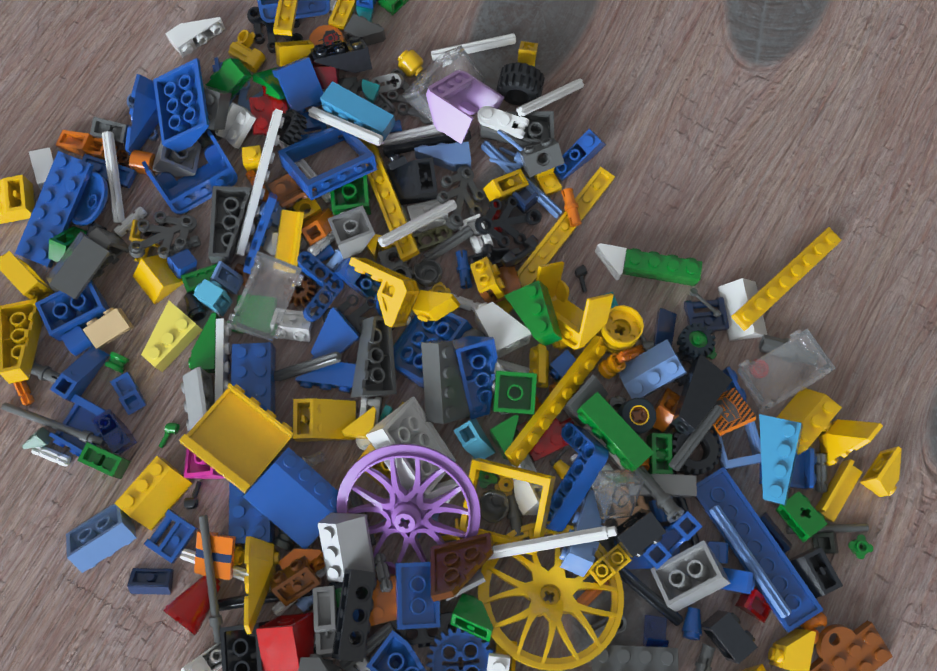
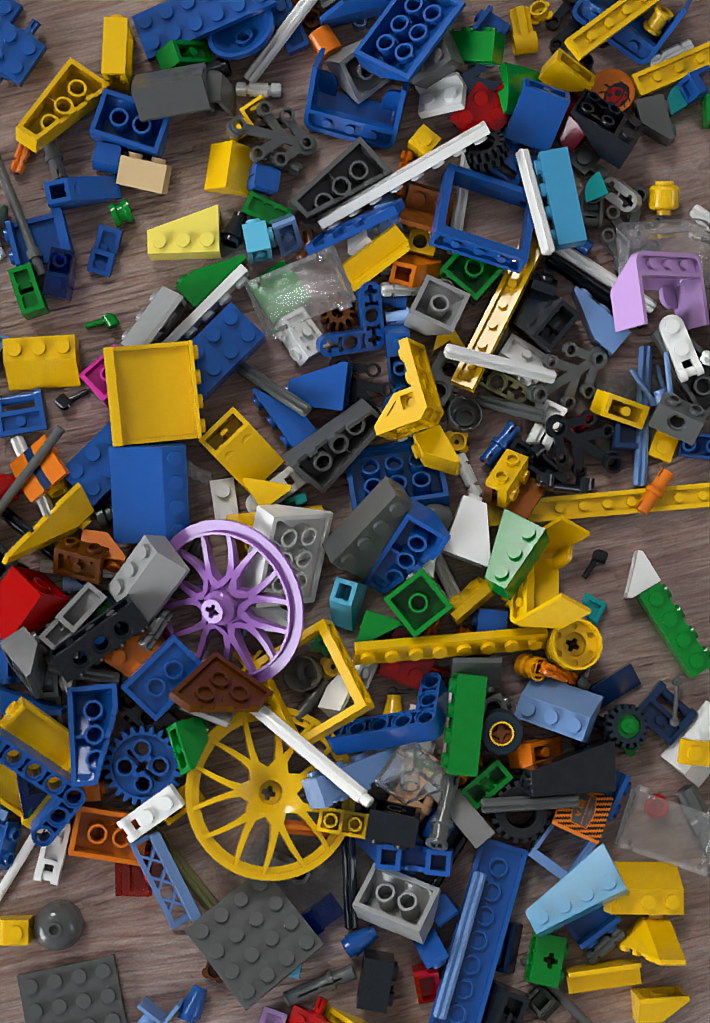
camera: 45 degrees right, 10 degrees up
(341, 456) = (224, 497): none -> white plate

